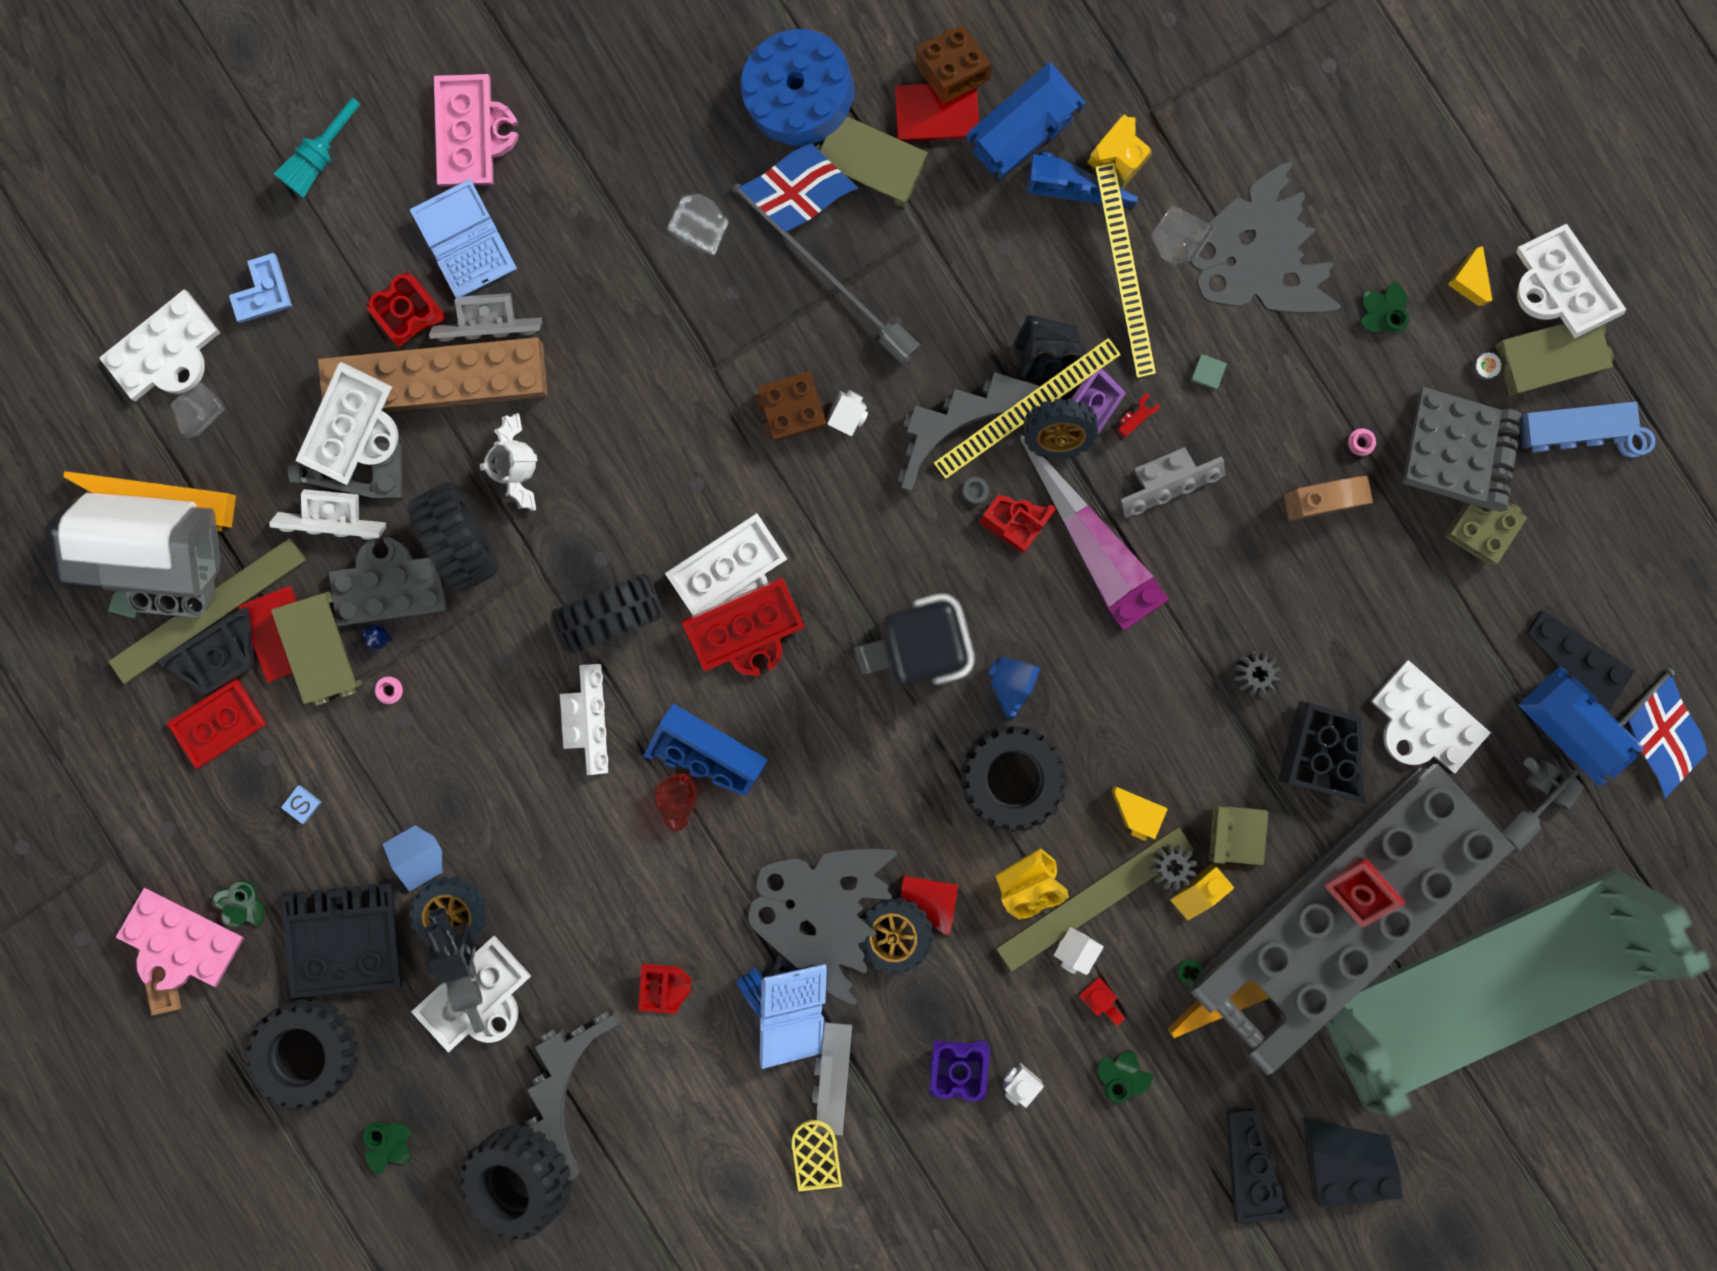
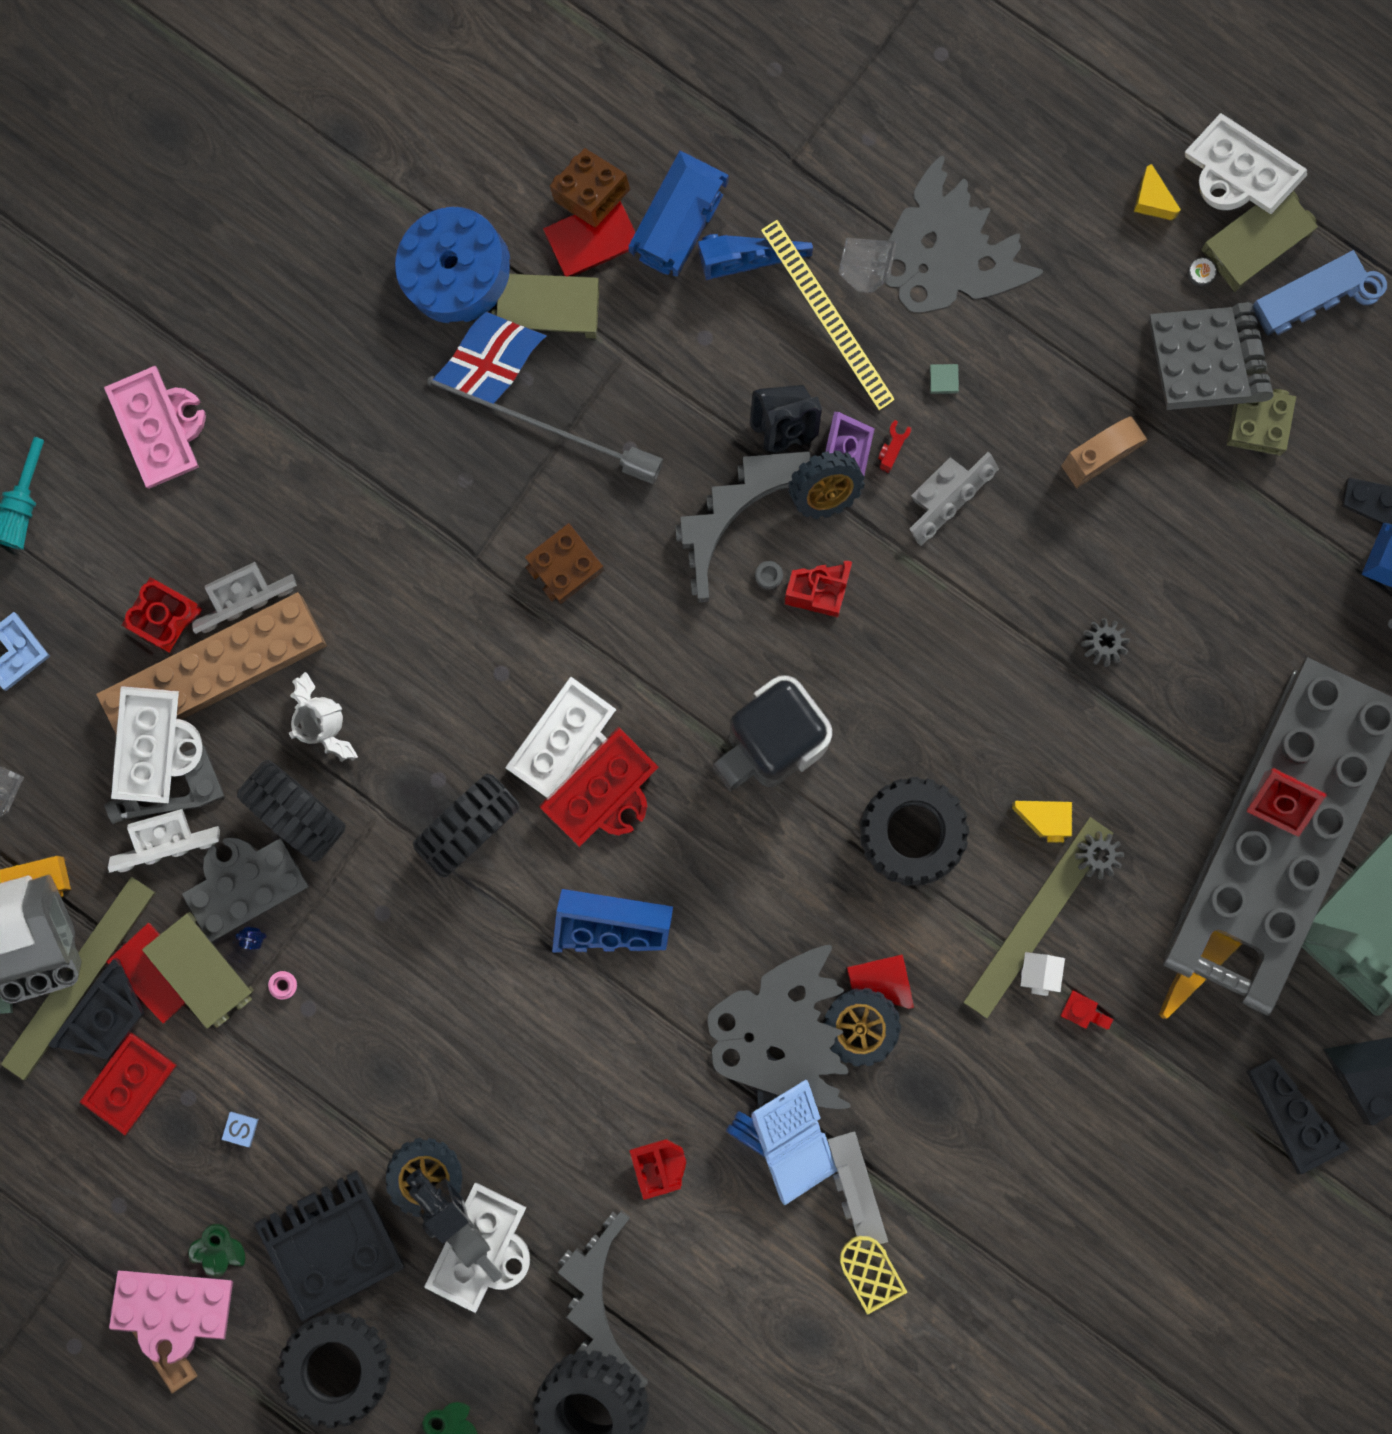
camera: 20 degrees left, 5 degrees down
(414, 856) = (369, 1136): medium blue slope -> none
(463, 238) = (190, 528): light blue piece -> none
(585, 721) = (482, 938): white bracket -> none
(676, 813) = (595, 969): clear red piece -> none
(698, 223) = (408, 427): clear slope -> none
(847, 412) = (618, 548): white brick -> none
(959, 1070) = (974, 1131): dark purple piece -> none
(1012, 683) = (876, 741): blue wedge -> none
(1015, 416) = (778, 490): light yellow sticker -> none
(1021, 1085) = (1040, 1123): white brick -> none
(1031, 885) = (972, 927): yellow piece -> none
(1118, 575) = (935, 601): magenta plate -> none
(1122, 149) = (779, 204): yellow piece -> none
(1125, 1073) = (1135, 1073): dark green plate -> none
(1180, 969) = (1146, 950): dark green bush -> none
(1202, 892) = (1137, 870): yellow slope -> none
(1238, 835) = (1149, 802): olive bracket -> none
(1325, 752) = (1199, 690): black wedge -> none
(1369, 438) = (1116, 380): bright pink plate -> none
(1382, 307) = (1081, 257): dark green plate -> none
(1426, 720) = (1282, 624): white plate -> none

